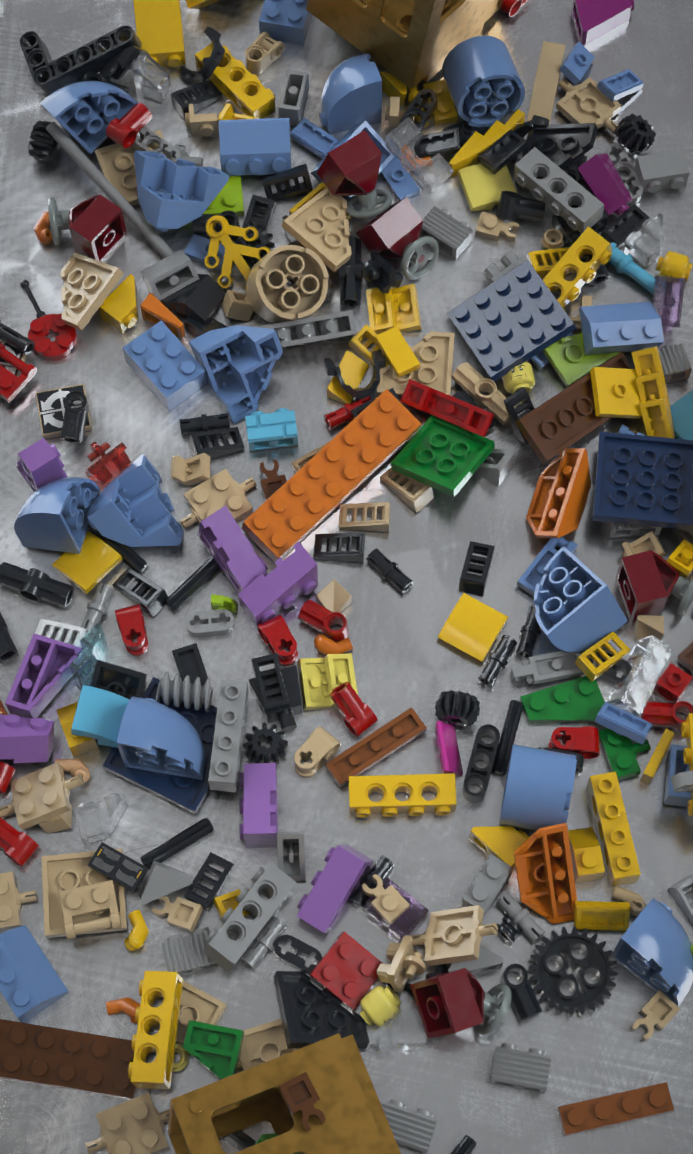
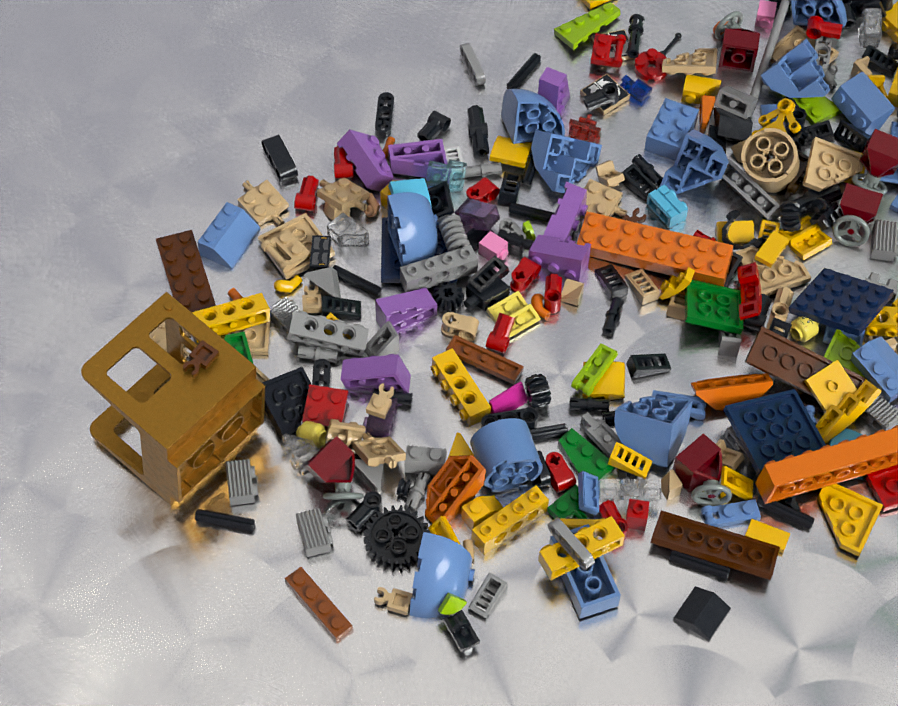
camera: 60 degrees right, 10 degrees down
(56, 174) = (765, 14): none -> bright pink brick
(80, 369) = (636, 89): none -> clear blue plate
(167, 649) = (478, 214): none -> clear purple brick
(222, 655) = (493, 245): none -> bright pink brick
(227, 624) = (515, 239): none -> black axle
(368, 307) = (790, 215): none -> black gear
(393, 480) = (676, 284): none -> yellow slope
(461, 629) = (594, 369): none -> lime plate

